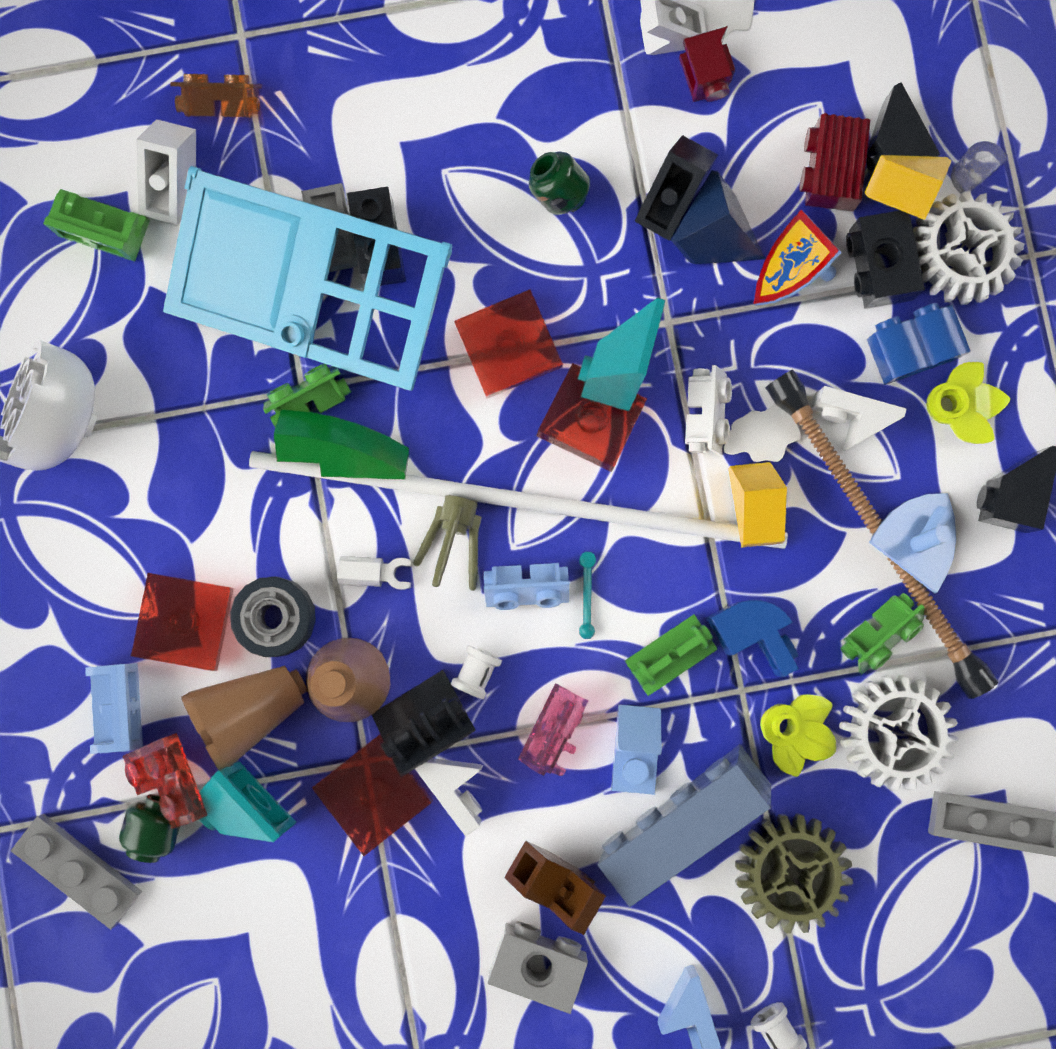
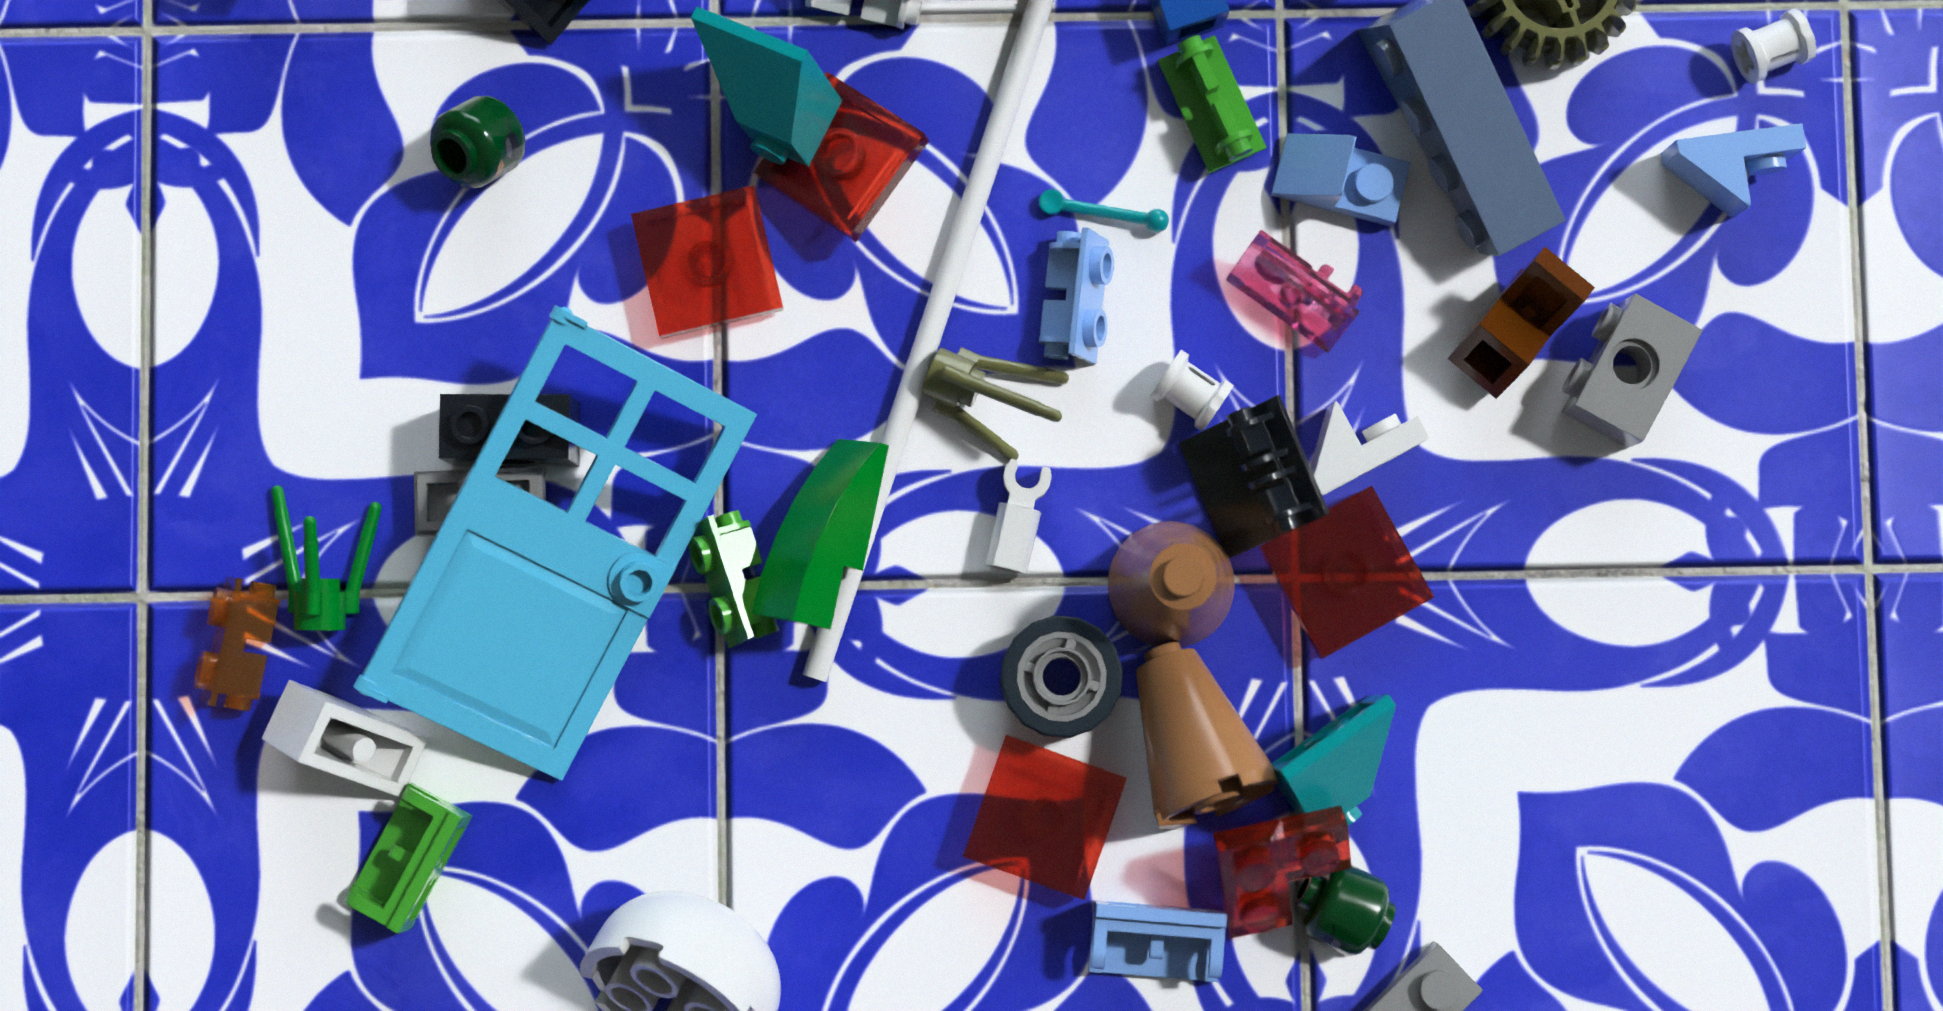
camera: 85 degrees left, 0 degrees up
(252, 140) = (313, 599): none -> green plant

